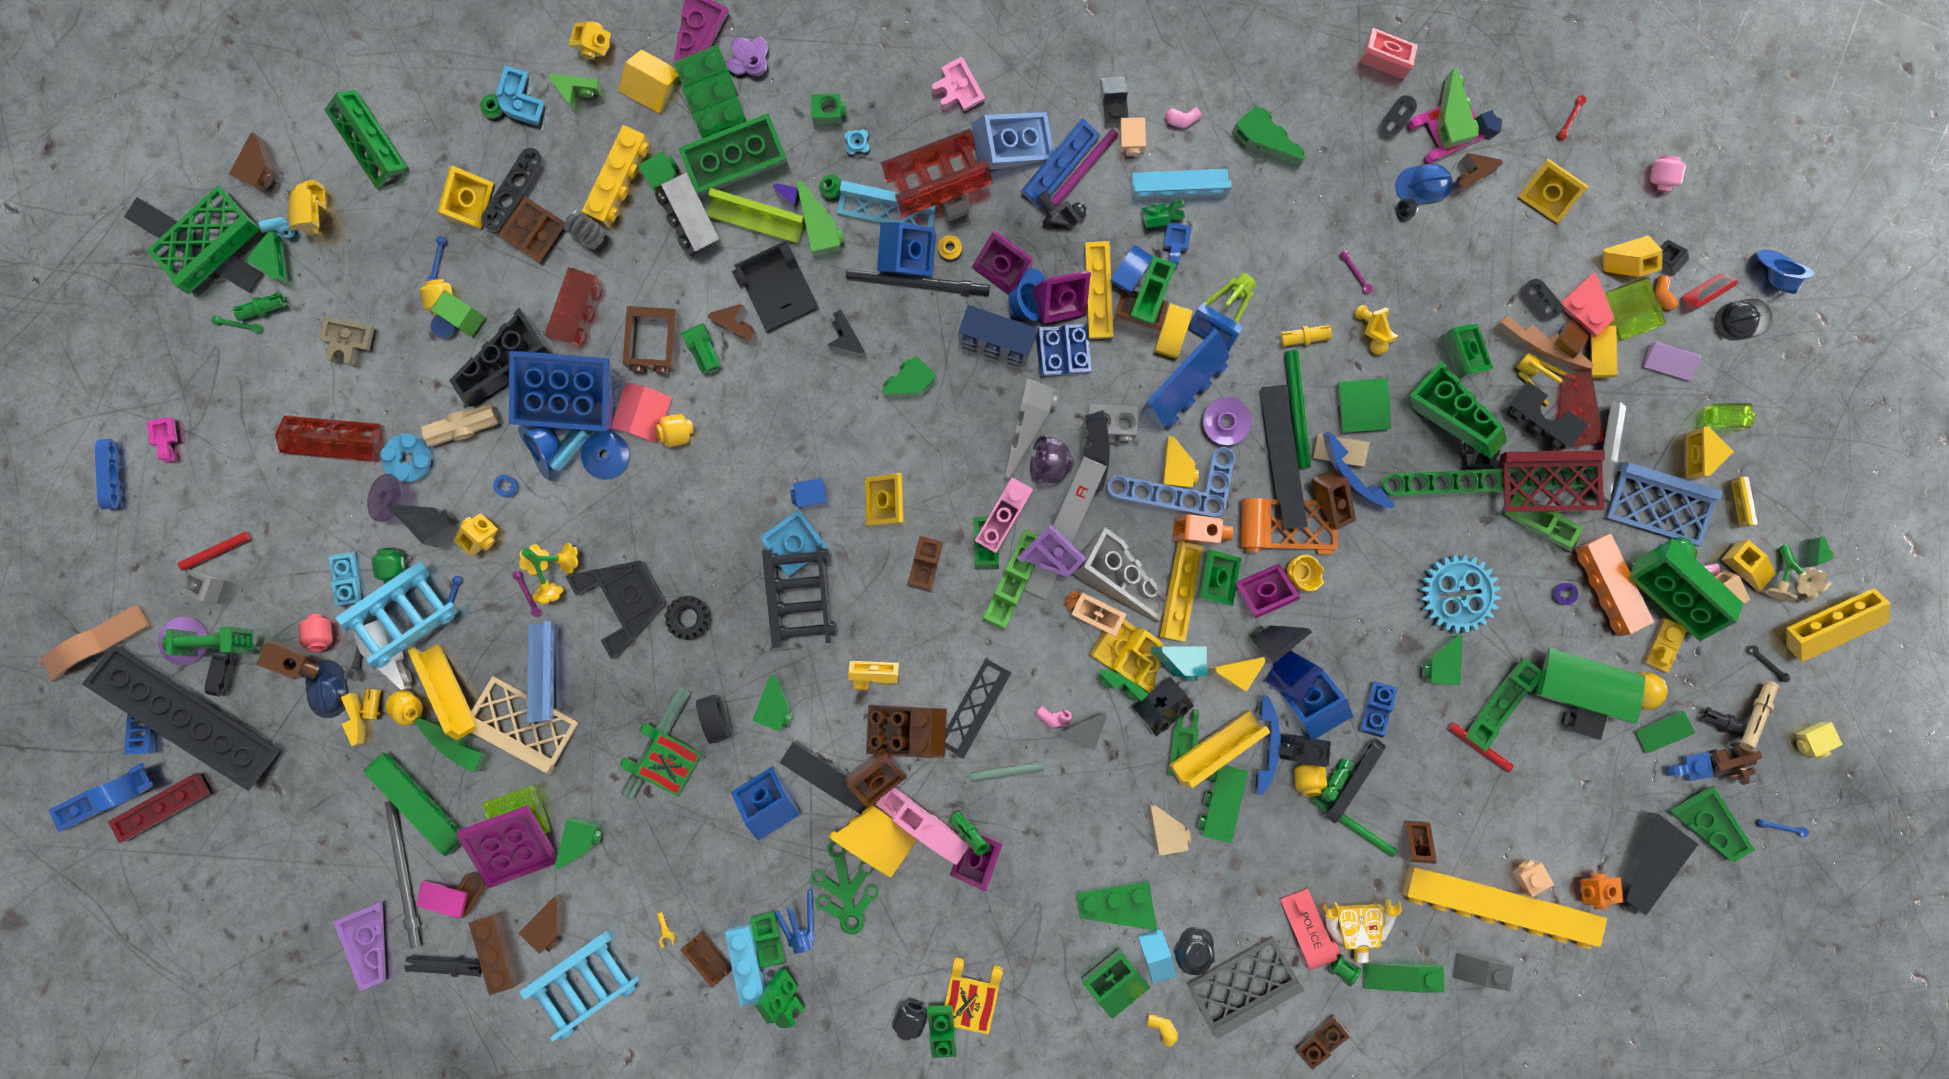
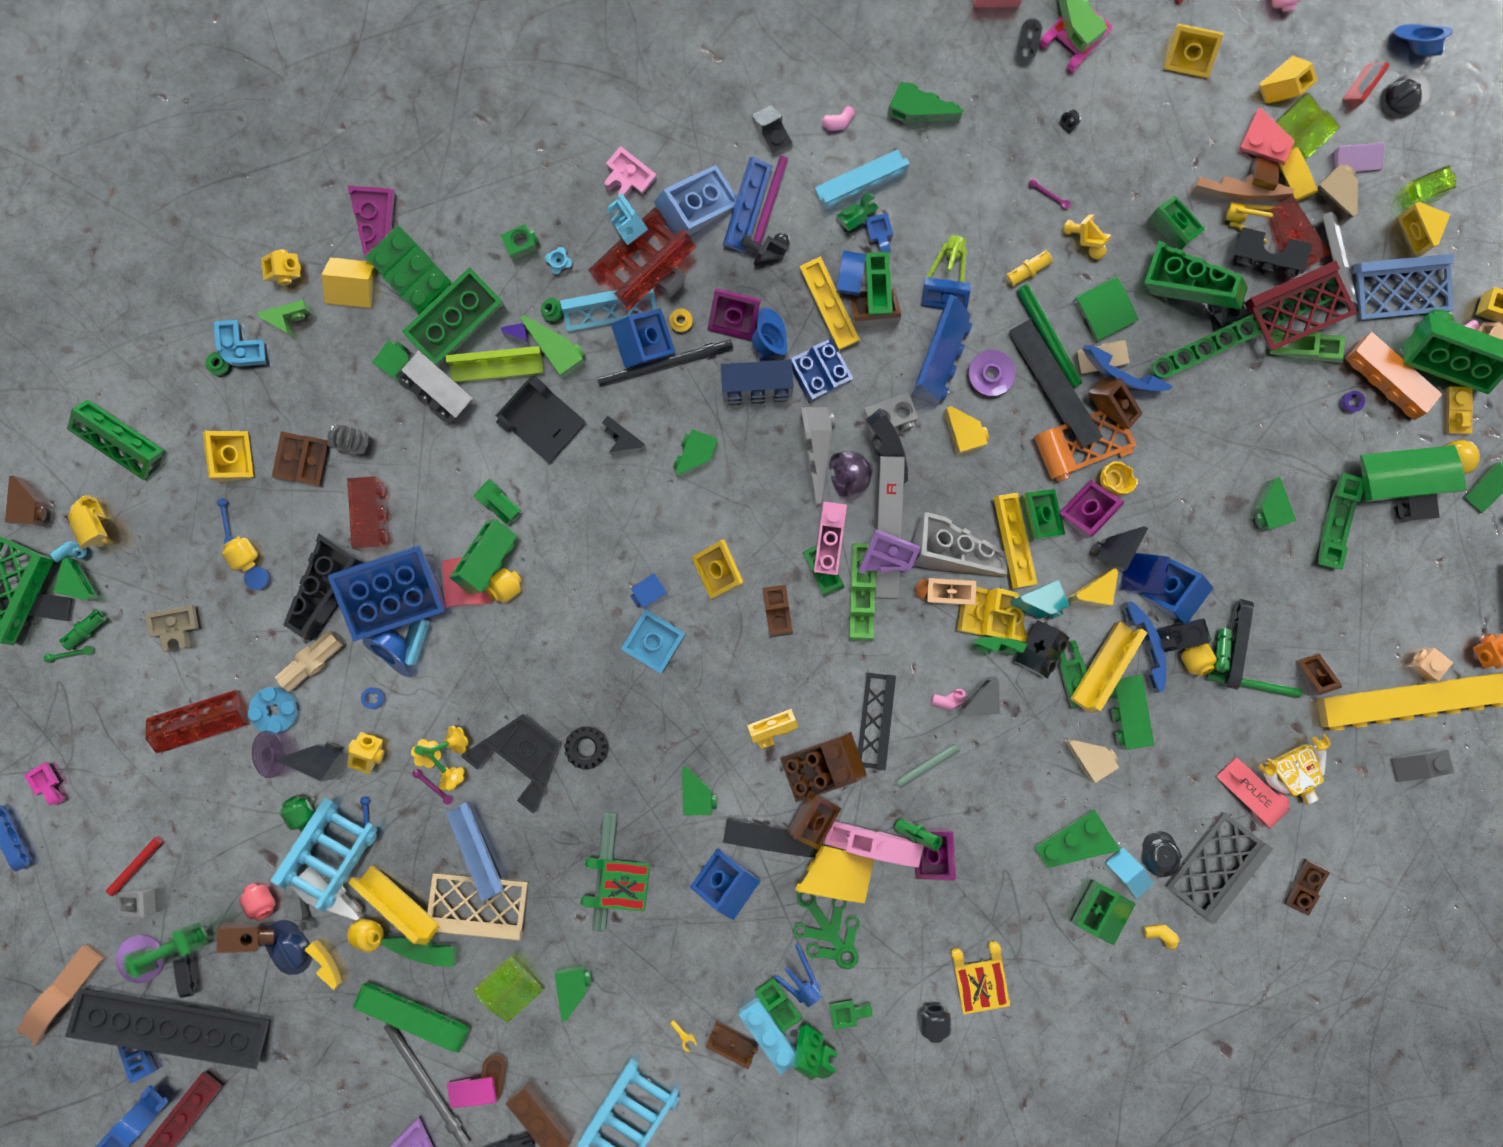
camera: 20 degrees left, 0 degrees up
(345, 578) = (263, 840): medium azure slope -> none
(371, 704) = (334, 944): yellow pin -> none
(458, 313) = (265, 561): bright green slope -> none
(507, 846) = (511, 1020): magenta plate -> none
(508, 188) = (263, 430): black beam -> none
(545, 927) = (575, 1078): reddish brown slope -> none
(616, 176) = (356, 379): yellow brick -> none
(617, 456) = (462, 633): blue dish -> none
(651, 314) = (439, 490): reddish brown window -> none
(666, 395) = (483, 557): none -> green brick
(712, 719) = (647, 829): black tyre -> none
(728, 318) = (510, 467): reddish brown slope -> none
(746, 54) = (426, 222): medium lavender plate -> none
(776, 584) = (653, 685): black fence -> none
(827, 976) = (845, 1014): none -> green plate
(938, 132) = (627, 220): none -> medium azure hinge
(942, 1031) = (968, 1020): green slope -> none
(1063, 296) = (800, 322): magenta slope -> none
(1132, 136) = (801, 154): light nougat brick -> none
(1173, 331) = (911, 313): yellow slope -> none
(1177, 494) = (976, 456): medium blue beam -> none
(1200, 530) = (1009, 479): orange torso -> none
(1345, 970) = (1300, 815): green bush -> none
(1377, 709) = (1231, 572): blue slope -> none
(1404, 977) = (1355, 799): green slope -> none
(1424, 183) = (1076, 90): blue piece -> none
(1456, 572) = (1250, 422): medium azure gear -> none
(1478, 169) = (1118, 57): reddish brown slope -> none
(1489, 124) = (1112, 14): dark blue piece -> none
(1490, 754) = (1349, 571): red bar -> none
(1545, 295) = (1222, 151): black beam -> none
(1642, 383) = (1342, 188): none -> tan slope
(1663, 295) = (1326, 102): orange arm -> none
(1673, 257) = (1323, 65): black slope -> none
(1743, 501) = (1473, 256): yellow slope -> none

